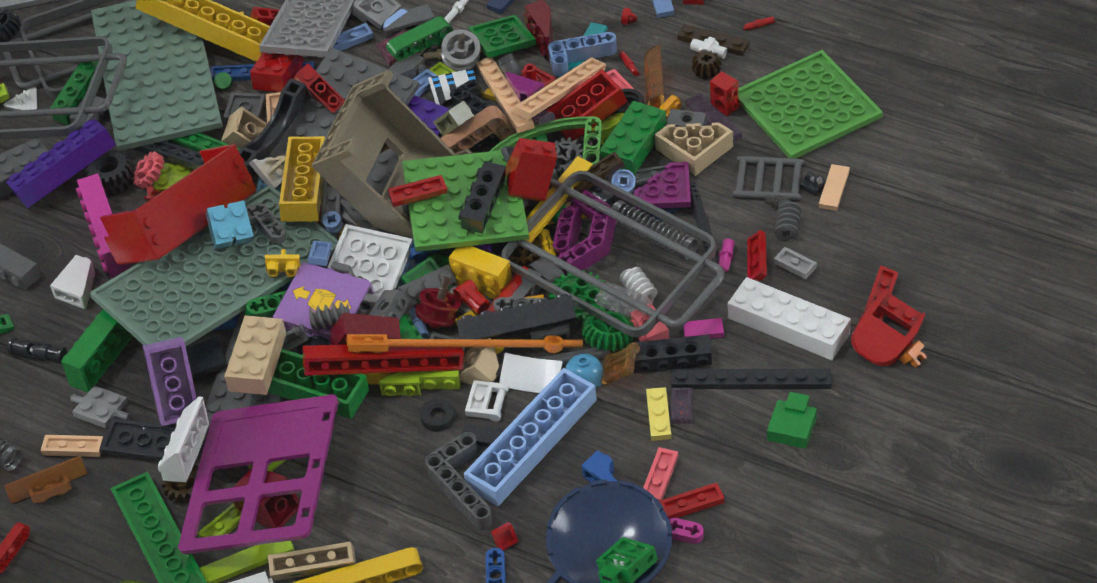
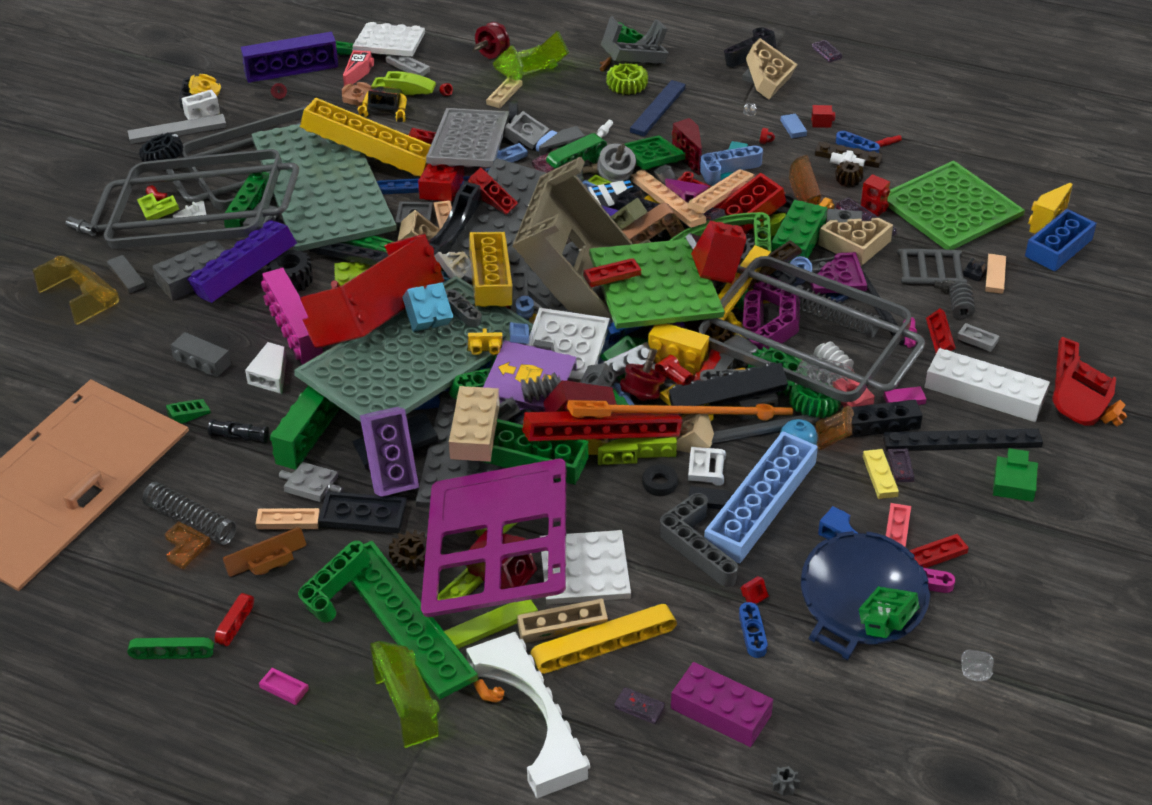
camera: 10 degrees left, 5 degrees down
(102, 511) = (331, 579): none -> green beam
(148, 170) = (329, 267): coral gear -> none
(185, 443) = (410, 509): white slope -> none
(223, 81) = (389, 192): green tile -> none
(352, 506) = (593, 568): none -> white plate
(482, 197) = (676, 277): black brick -> none
(528, 373) = (744, 439): white sticker -> none
(628, 63) = (774, 174): red piece -> none
(715, 20) = (849, 139): none -> blue beam
(907, 114) = (1049, 207): none -> yellow slope
(910, 150) = (1060, 239): none -> blue brick

